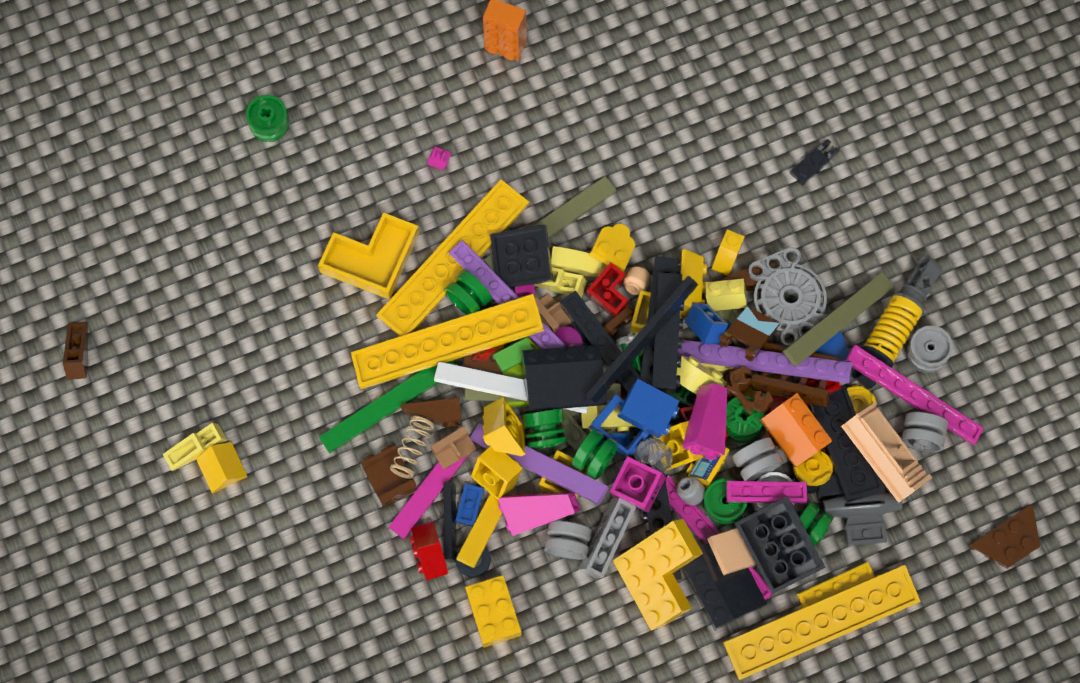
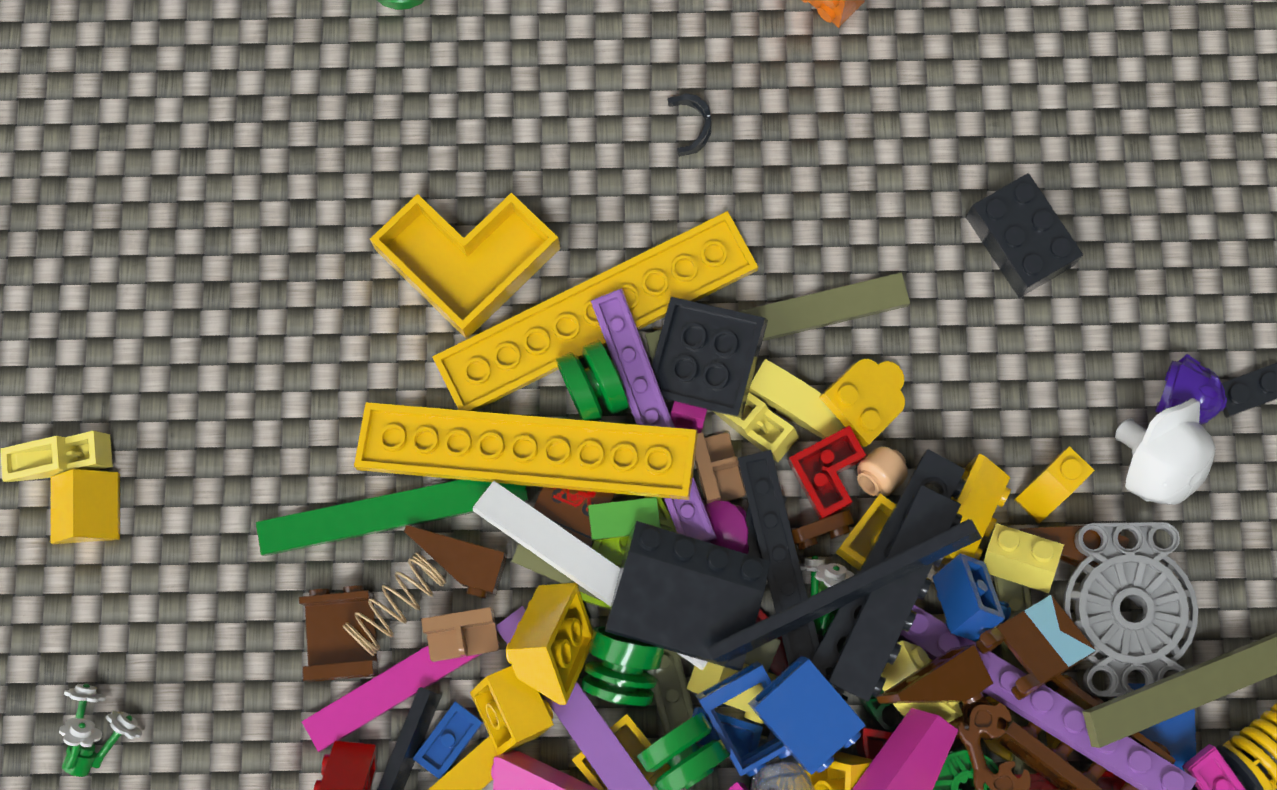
camera: 25 degrees right, 5 degrees up
(278, 590) = (81, 733): none -> plant
(439, 158) = (643, 138): dark pink tile -> none
(463, 130) = (702, 107): none -> black helmet
(661, 132) = (1024, 235): none -> black brick
(710, 366) = (949, 678): none -> reddish brown slope
(778, 180) = (1190, 380): none -> dark purple helmet
(778, 214) = (1169, 456): none -> white piece

